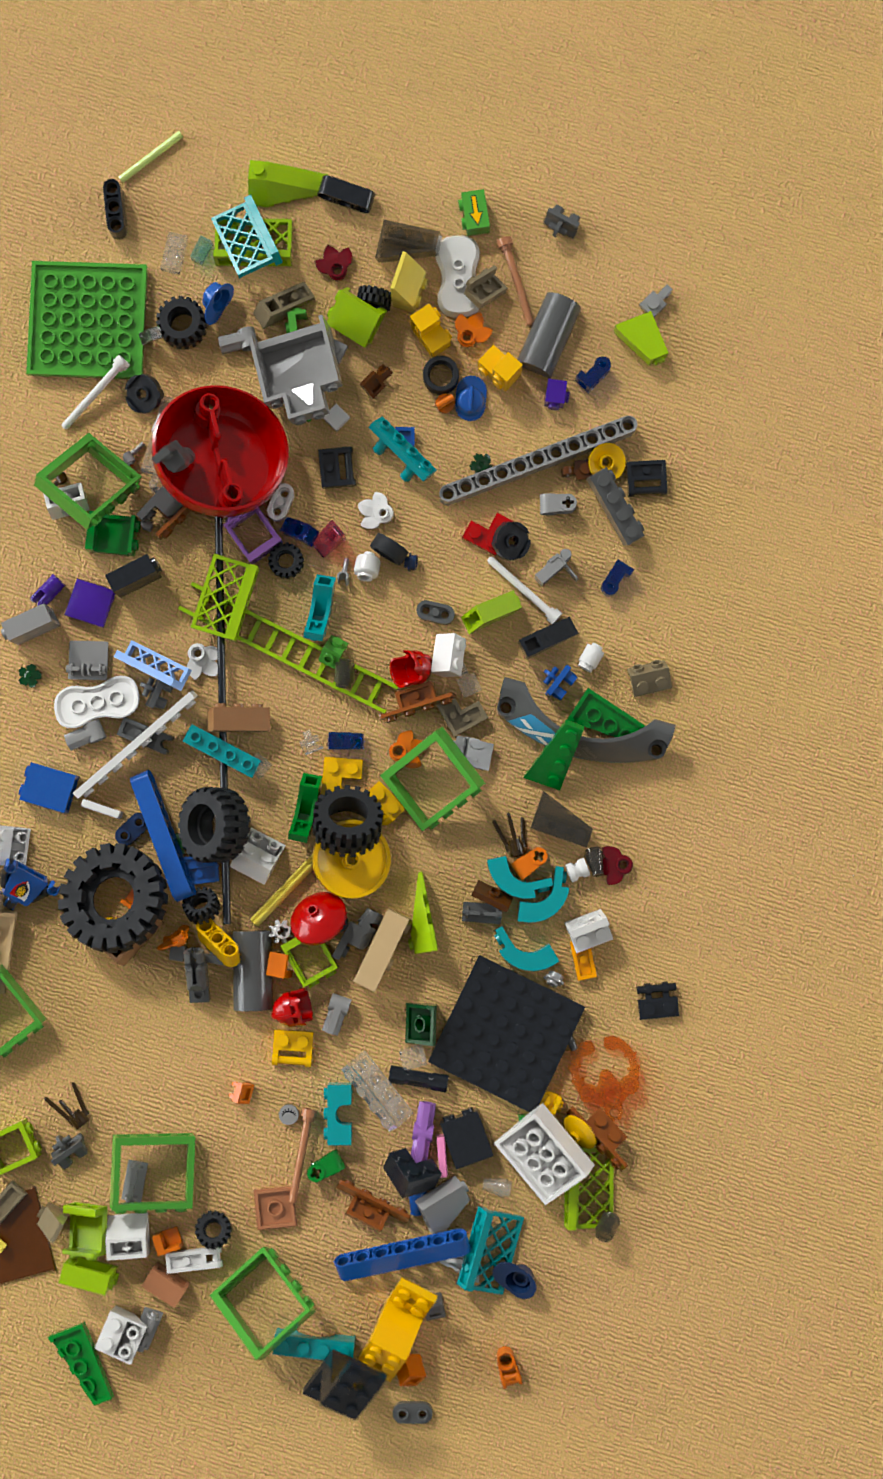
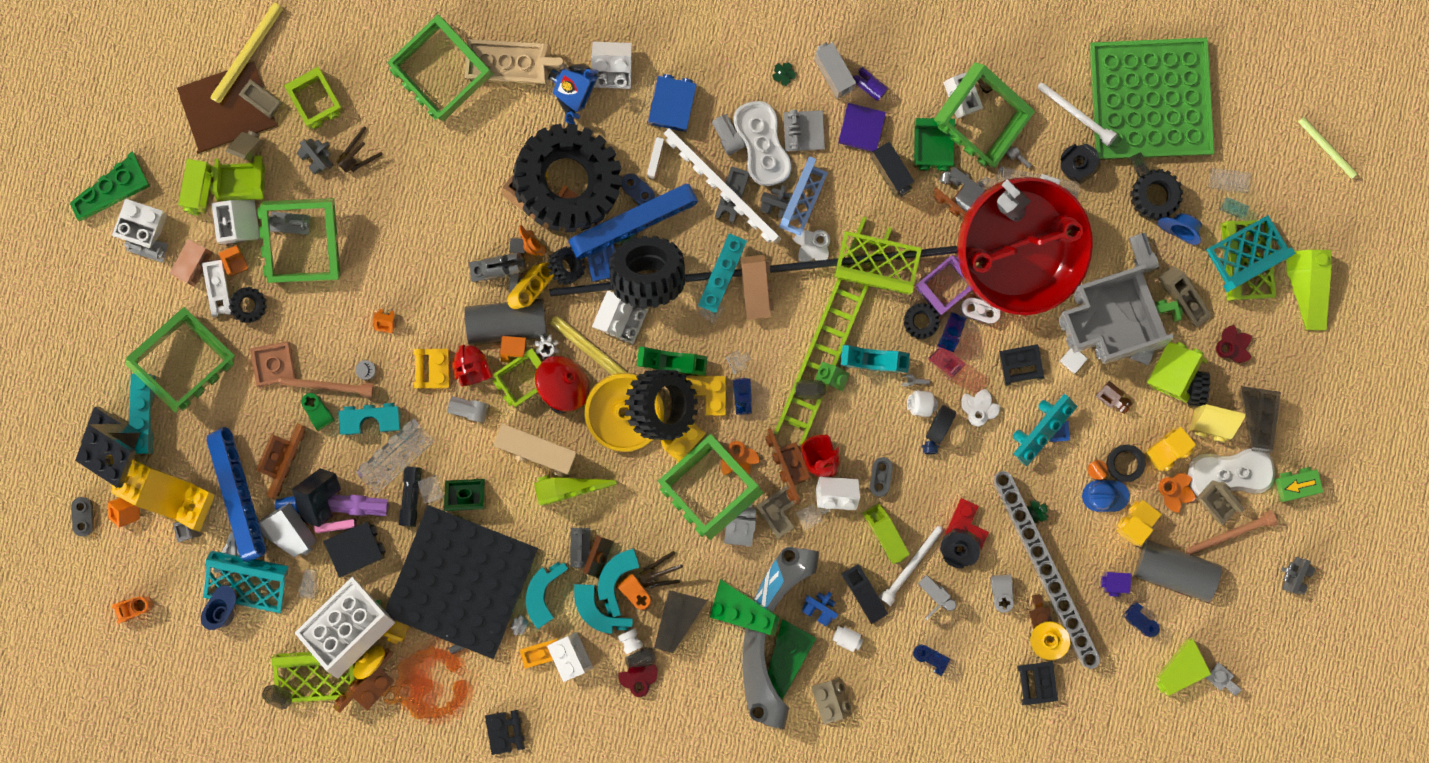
camera: 80 degrees right, 0 degrees up
(112, 200) = (1278, 116): black beam -> none
(346, 194) = (1306, 351): black beam -> none
(358, 934) = (549, 425): dark grey plate -> none
(615, 507) = (1003, 652): dark grey brick -> none

